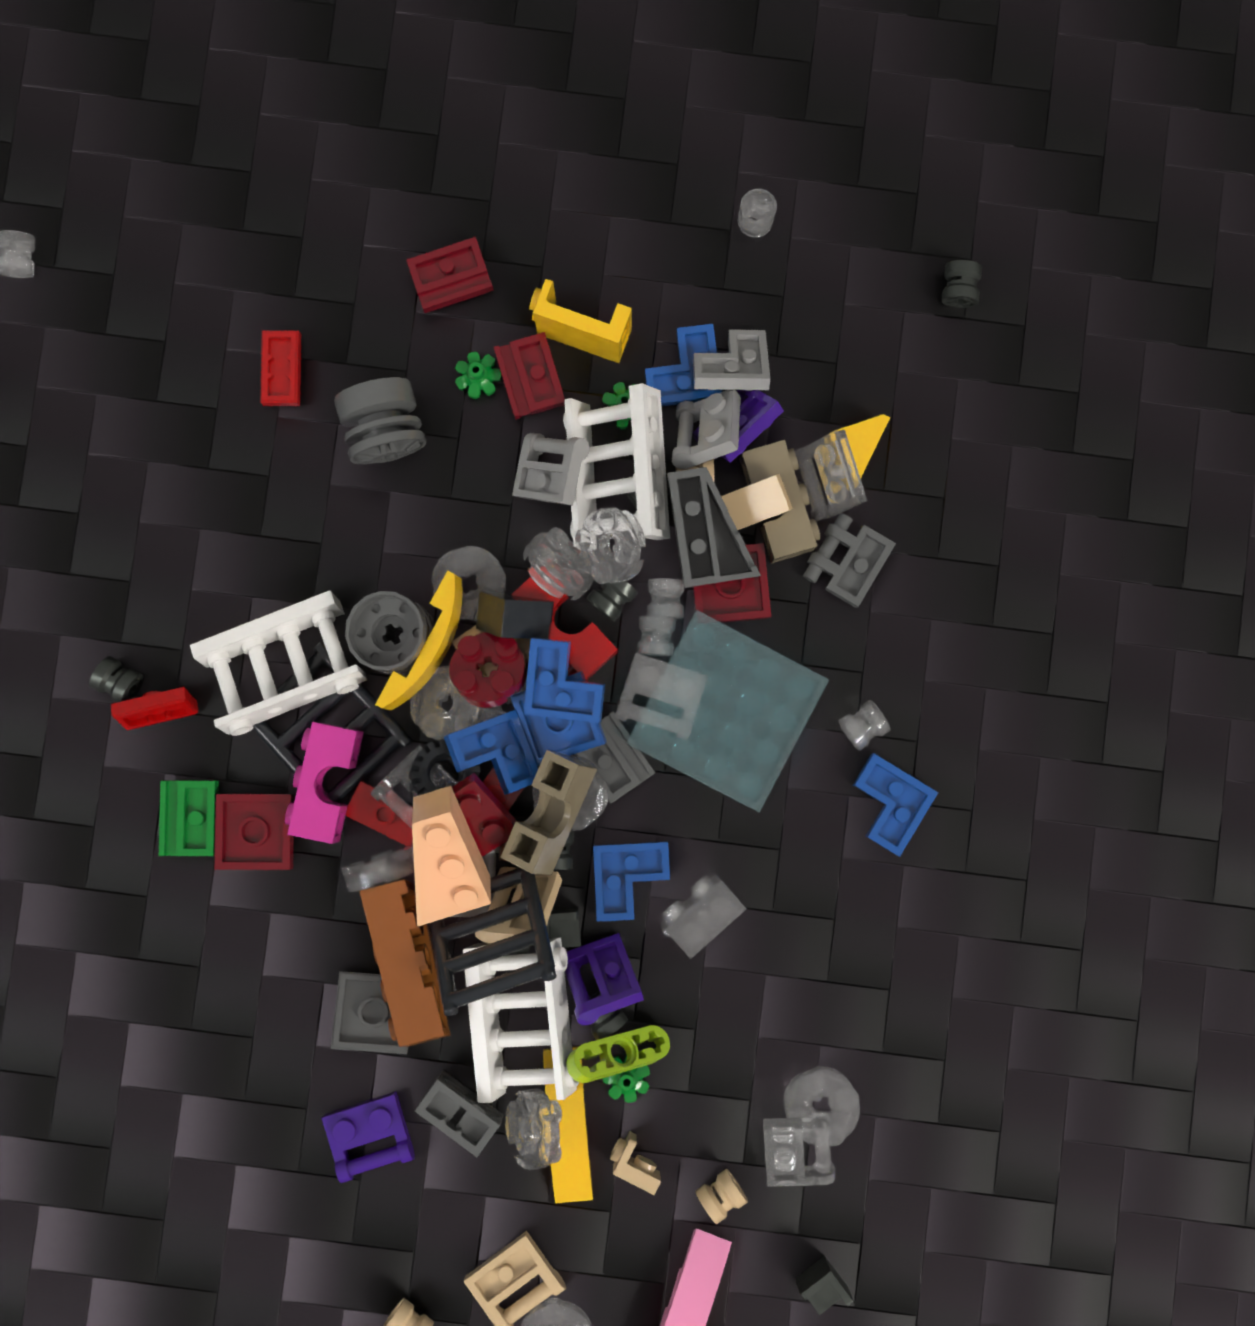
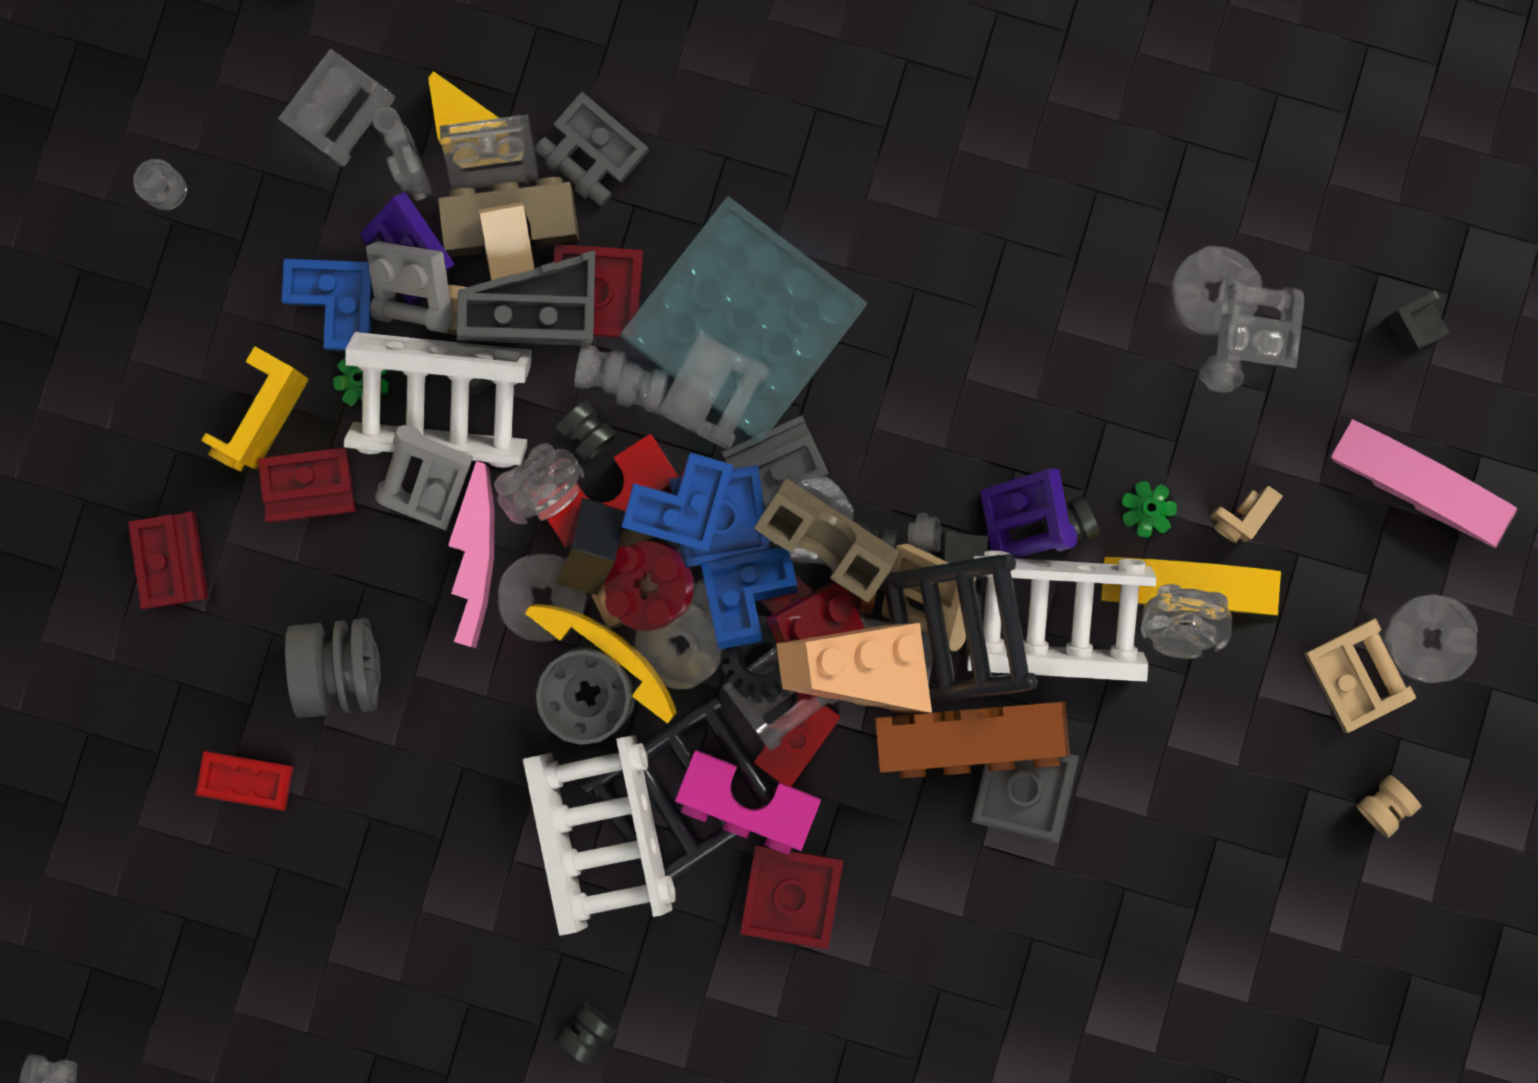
camera: 75 degrees left, 0 degrees up
(154, 708) = (626, 992): red plate -> none
(187, 818) = (762, 972): green plate -> none
(365, 1124) = (1153, 823): dark purple plate -> none
(383, 867) = (859, 750): clear plate -> none
(458, 1114) = (1155, 705): dark grey brick -> none
(477, 375) = (302, 551): green plant -> none
(508, 520) = (475, 537): none -> bright pink slope
(573, 893) = (925, 533): none -> clear plate
(595, 548) = (534, 438): clear plate -> none
(608, 1066) = (1128, 522): lime beam -> none
(616, 870) = (904, 476): blue plate -> none
(701, 915) = (975, 389): clear bracket -> none
(728, 1190) = (1293, 412): tan wheel -> none
(740, 369) = (344, 232): light grey plate -> none
(750, 1123) = (1222, 374): none -> clear plate
(810, 408) = (405, 163): none -> clear plate
(852, 334) = (324, 100): none -> clear plate
(864, 725) = (787, 164): clear wheel -> none
(904, 802) = (879, 135): blue plate -> none

